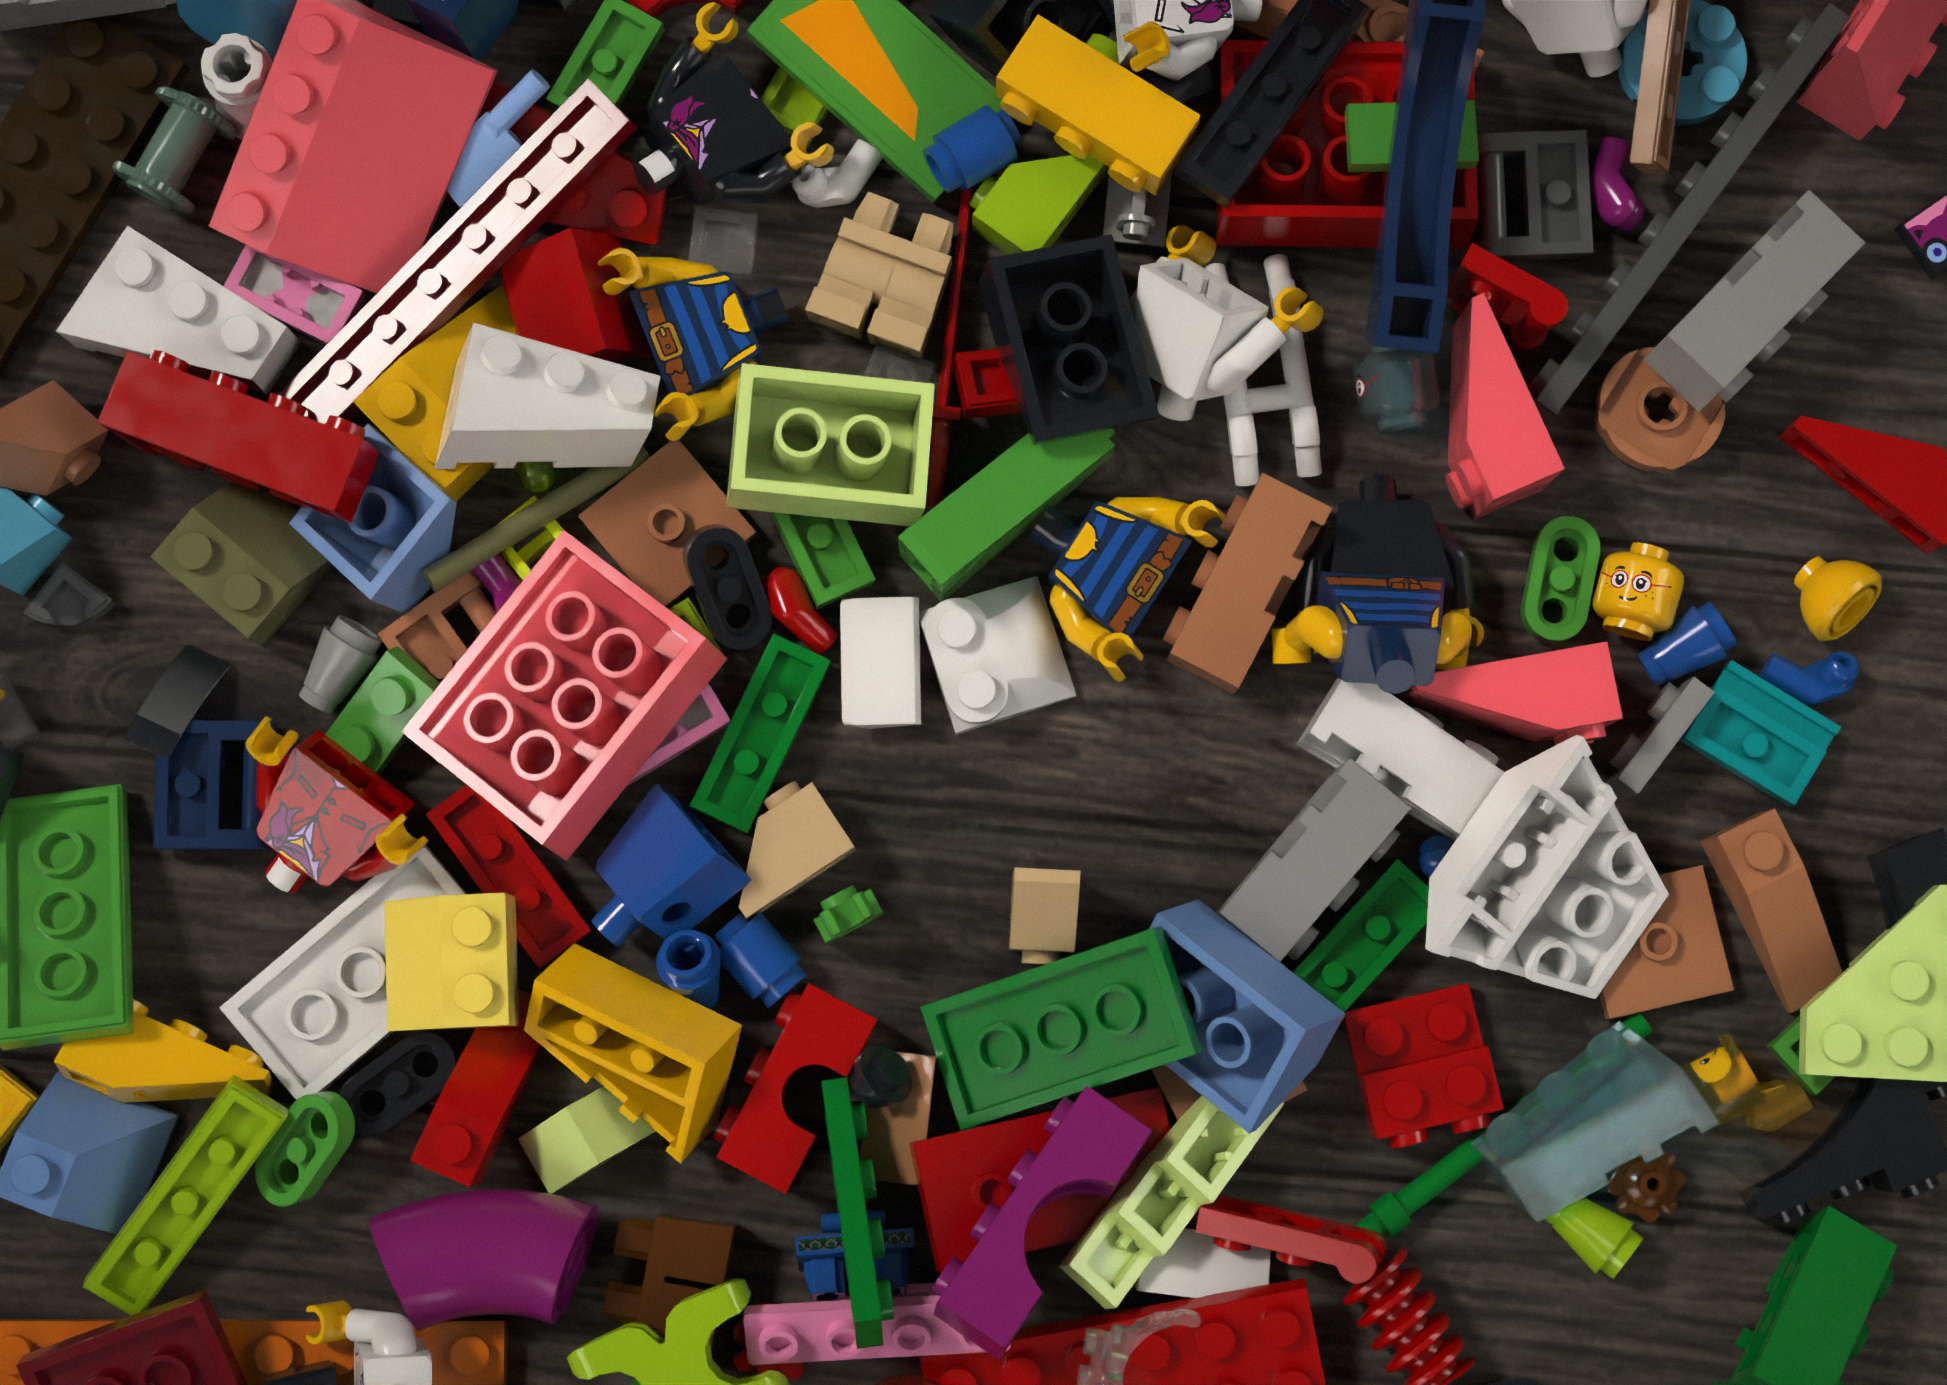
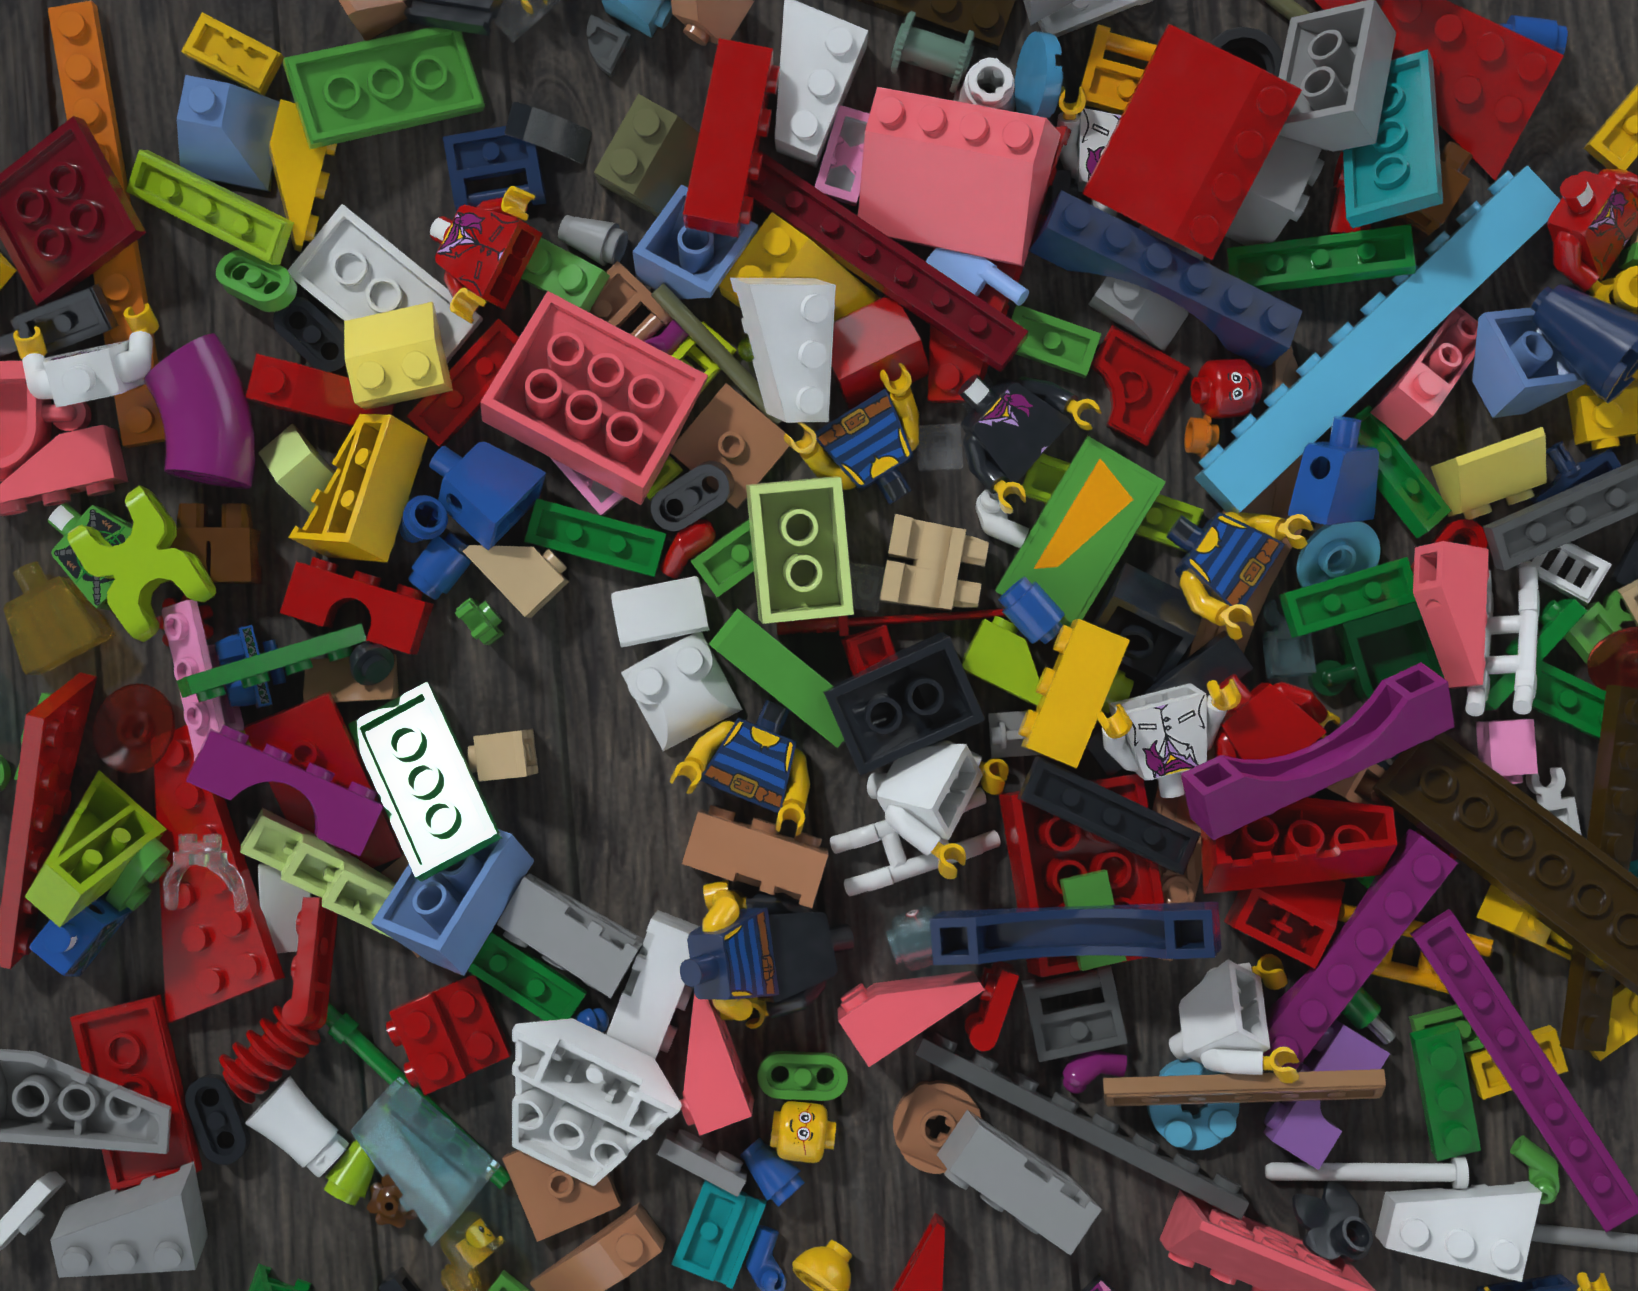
camera: 85 degrees right, 5 degrees up
(1520, 1300) = (298, 1128): none -> white plant

